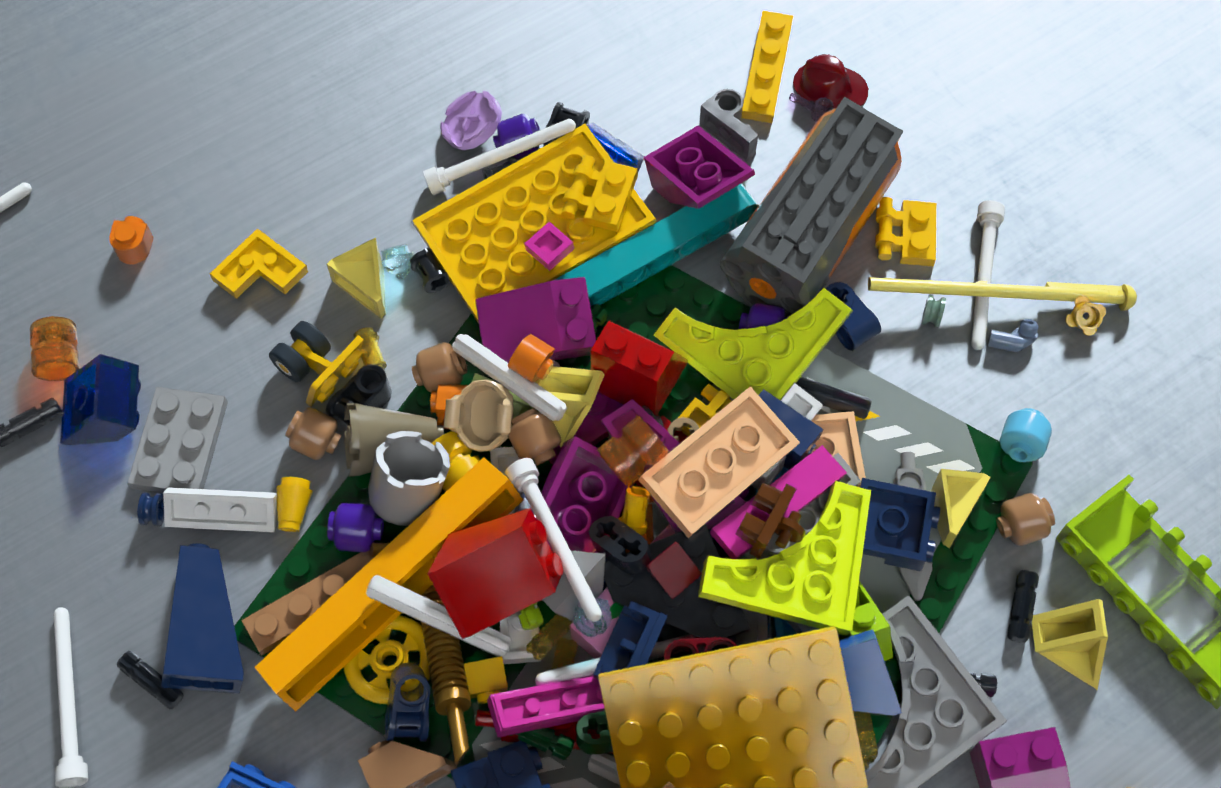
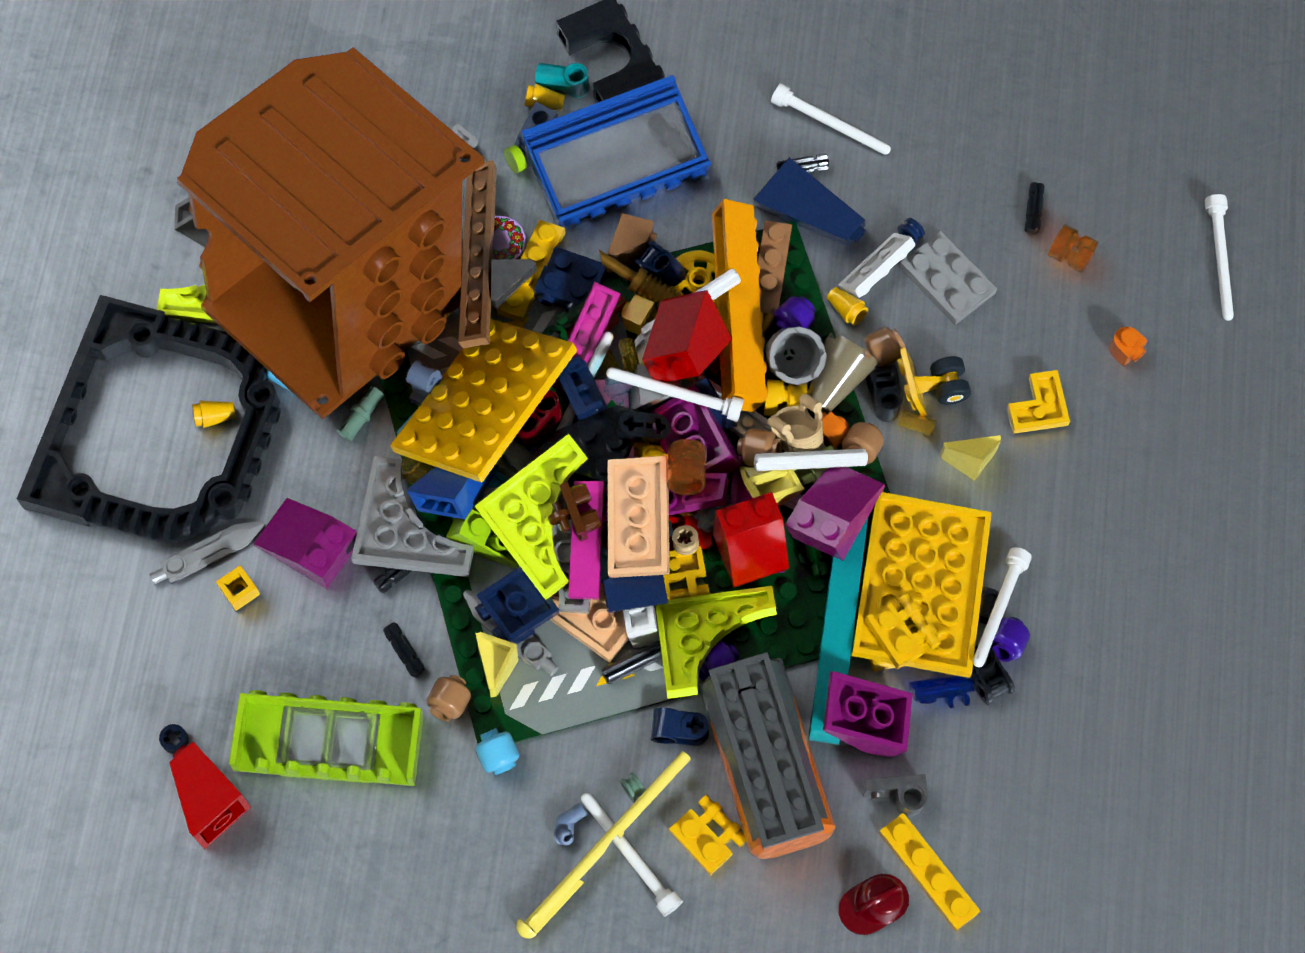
camera: 130 degrees right, 5 degrees up
(100, 402) = (1010, 251): clear blue slope -> none
(397, 260) = (973, 488): clear light blue plate -> none
(430, 271) = (947, 497): black bush -> none
(471, 120) = (1049, 619): lavender tile -> none
(532, 359) = (805, 473): orange plate -> none
(549, 246) = (888, 565): dark pink plate -> none
(673, 570) = (598, 438): dark red slope -> none
(816, 108) = (866, 870): clear purple hand -> none
(1073, 639) = (361, 655): light yellow slope -> none
(1095, 315) = (538, 885): yellow plate -> none

